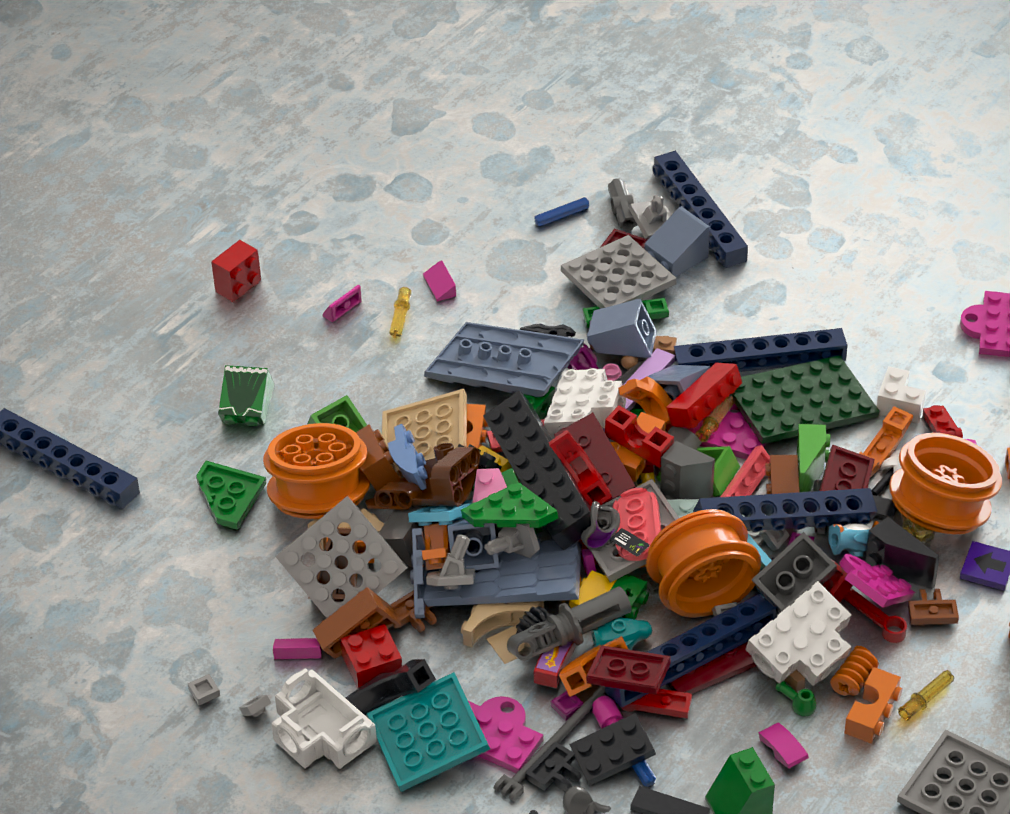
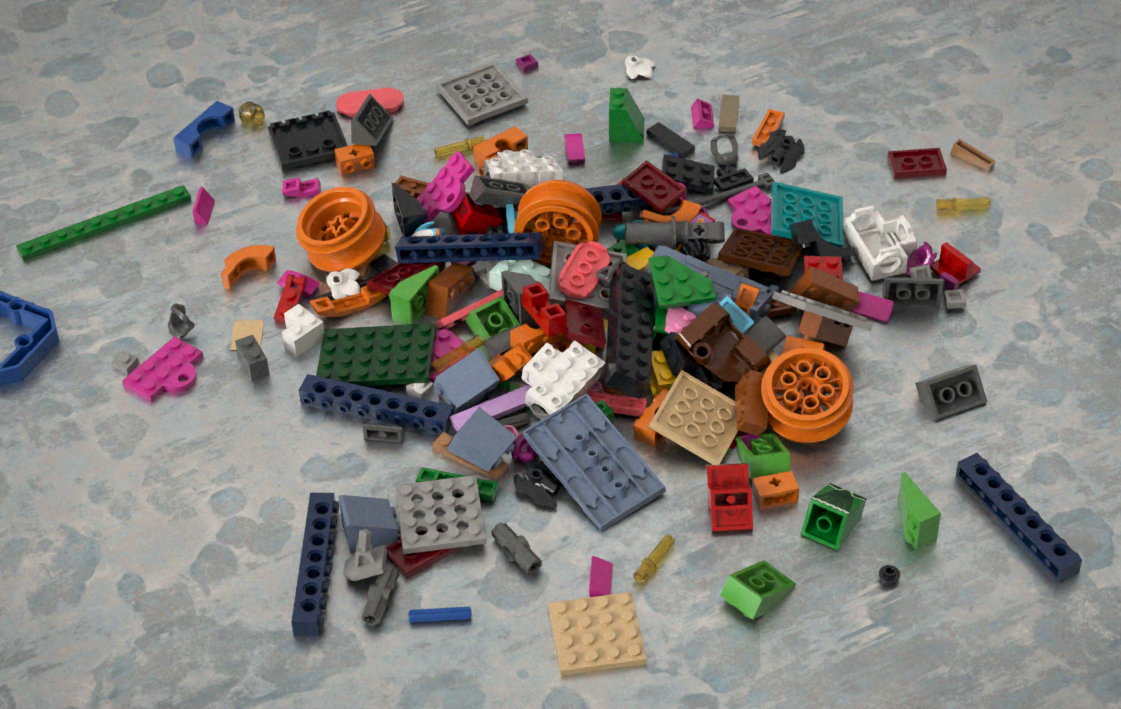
camera: 155 degrees left, 0 degrees up
(161, 412) = (918, 514): none -> bright green slope
(172, 568) = (951, 391): none -> dark grey slope
(173, 370) = (889, 574): none -> black plate
(216, 735) = (955, 264): none -> red bracket
(217, 704) = (950, 282): none -> magenta tile
(229, 492) = (880, 440): green plate -> none
(236, 270) = (792, 640): red brick -> none
(255, 668) = (913, 292): none -> dark grey slope
(260, 724) = (921, 256): none -> magenta hat
(290, 313) = (756, 589): none -> bright green slope
(311, 401) = (775, 490): none -> orange brick
(343, 304) = (702, 585): dark pink slope -> none
(354, 373) = (729, 497): none -> red bracket
(407, 458) = (732, 373): medium blue slope -> none
(417, 242) = (596, 633): none -> tan plate
(454, 569) = (740, 273): light grey piece -> none
(463, 642) = (760, 252): none -> reddish brown plate
(530, 277) = (516, 548): none -> dark grey piece
(581, 468) = (601, 302): red arch -> none
(629, 542) = (600, 254): black sticker -> none
(704, 395) = (450, 352): red brick -> none
(732, 330) = (383, 433): none -> dark grey slope
(921, 353) = (252, 357): none -> dark grey brick
(957, 388) = (245, 328): none -> tan sticker

